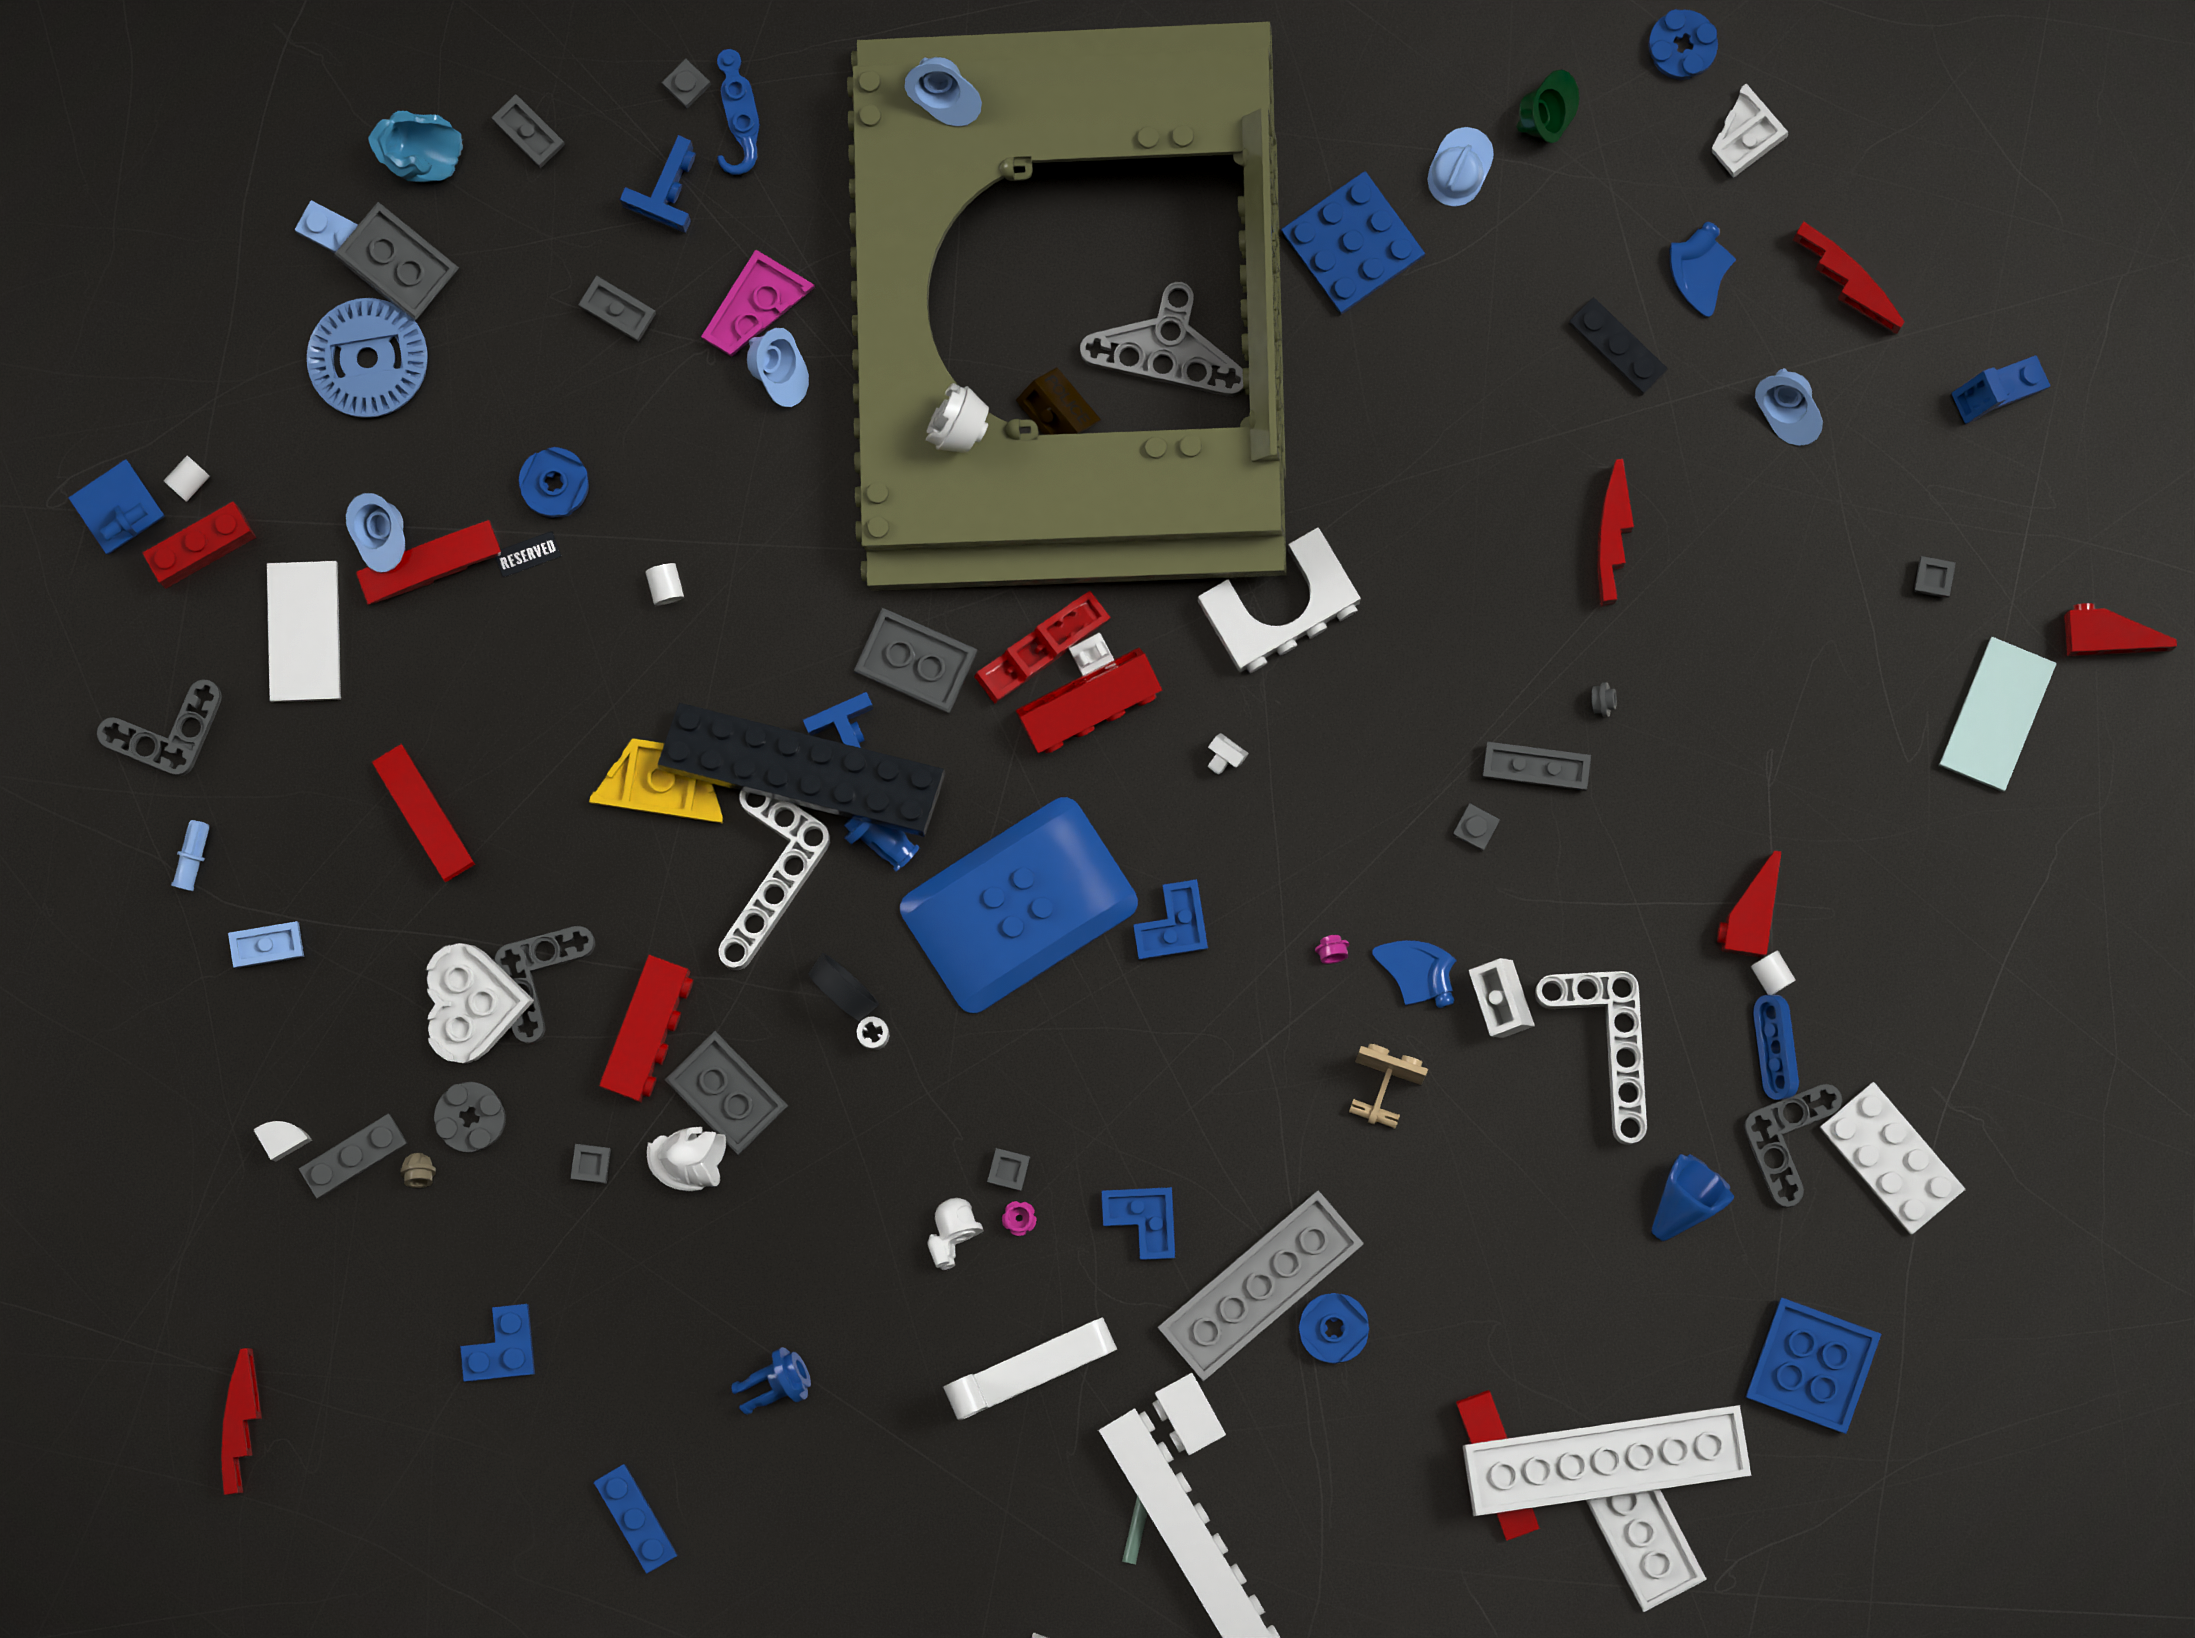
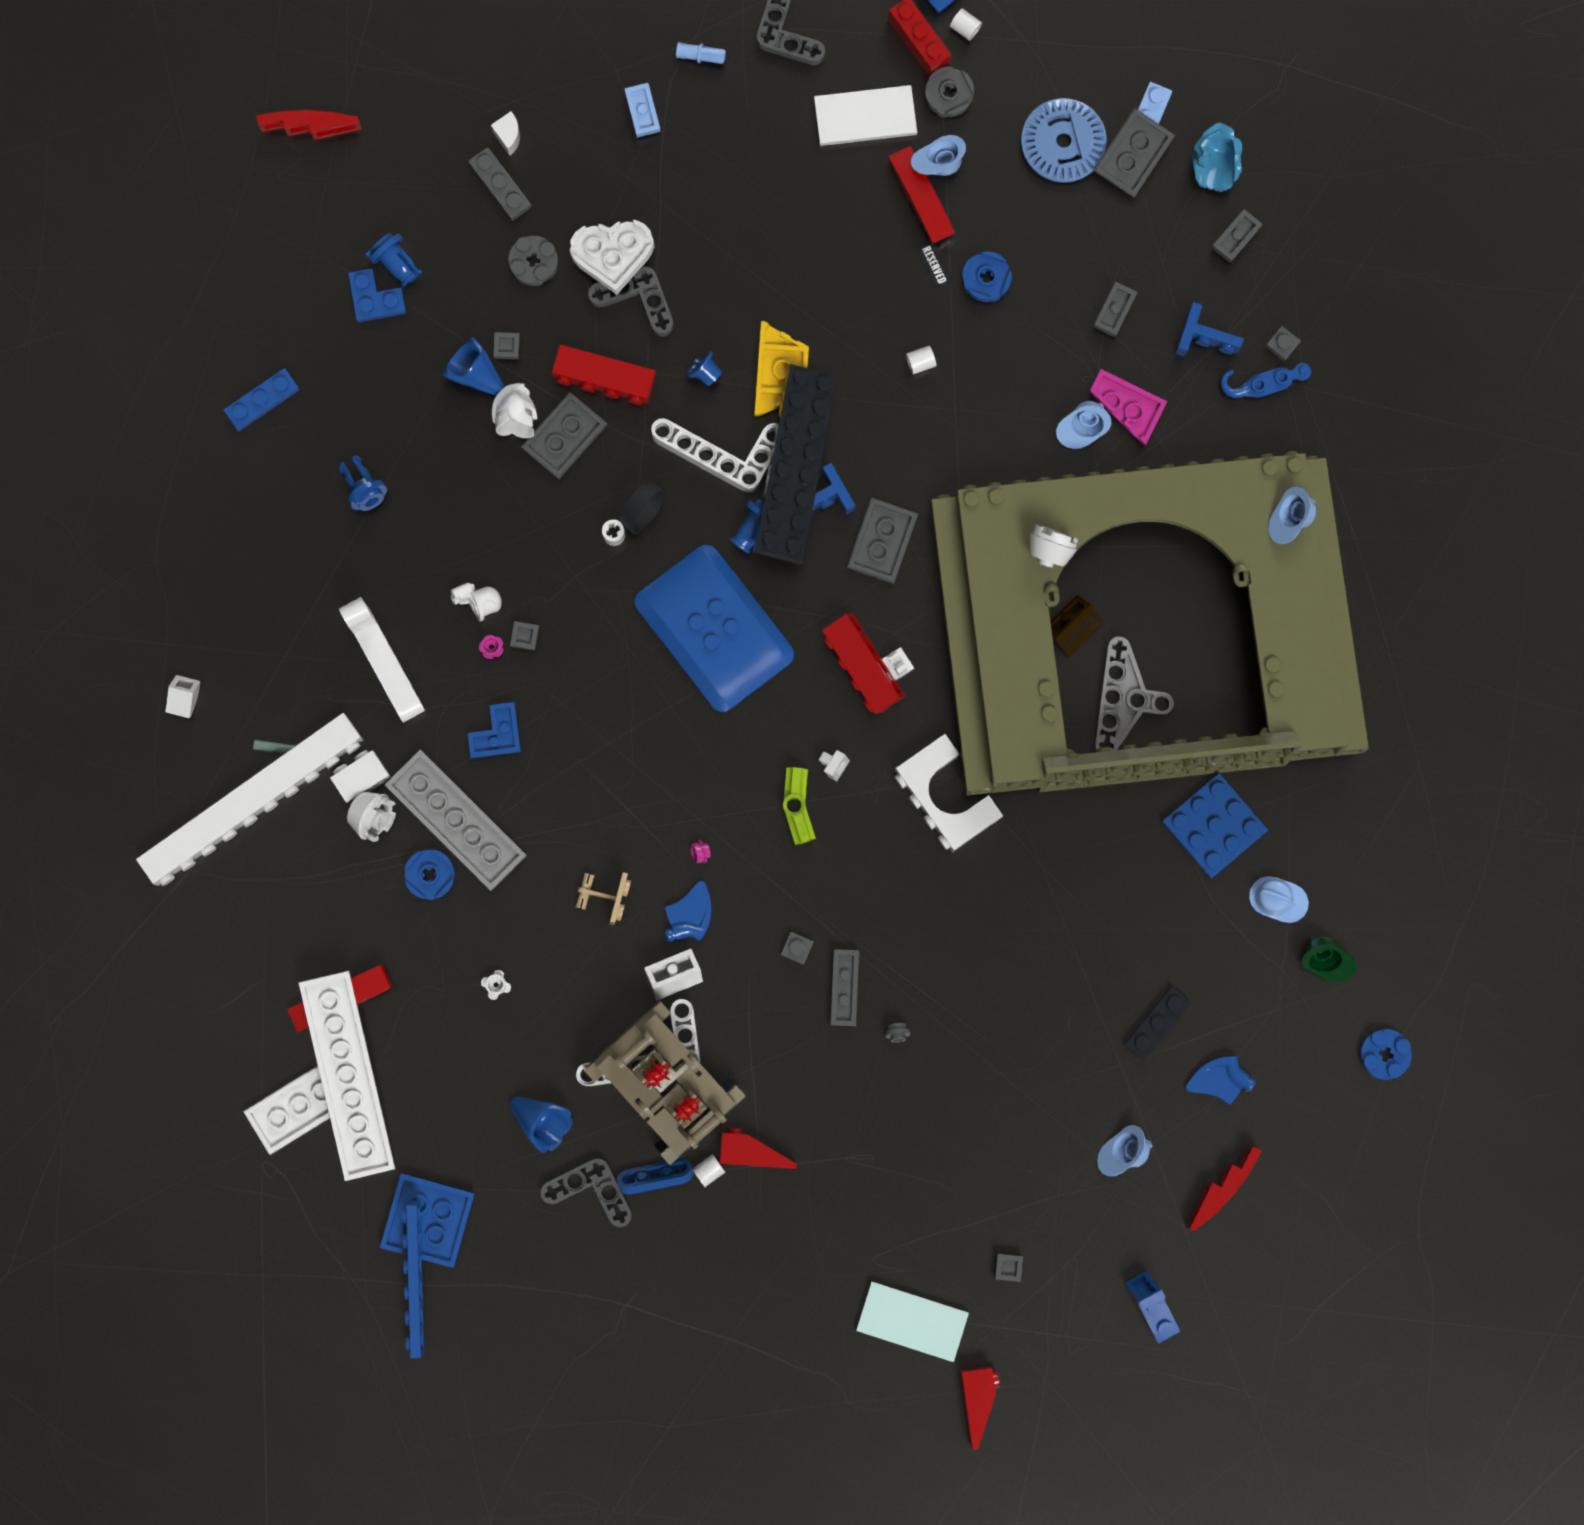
camera: 75 degrees right, 0 degrees up
(263, 503) = (954, 79): none -> dark grey plate
(417, 1171) = (492, 228): dark tan plate -> none
(423, 813) = (743, 207): red slope -> none
(451, 1312) = (394, 258): none -> blue piece
(620, 1213) = (473, 368): none -> blue hat
(651, 886) = (705, 369): none -> blue piece
(1042, 646) = (900, 628): red slope -> none
(1181, 931) = (705, 744): blue plate -> none
(1245, 1402) = (371, 815): none -> white cone
(1302, 809) = (796, 790): none -> lime piece
(1499, 1238) = (503, 986): none -> white plate
(1615, 520) = (1028, 1030): red slope -> none
(1700, 979) = (689, 1116): none -> dark tan container
(1747, 133) = (1324, 1106): white wing -> none
(1879, 1387) = (414, 1289): none -> blue plate
(1892, 1158) = (582, 1267): white plate -> none

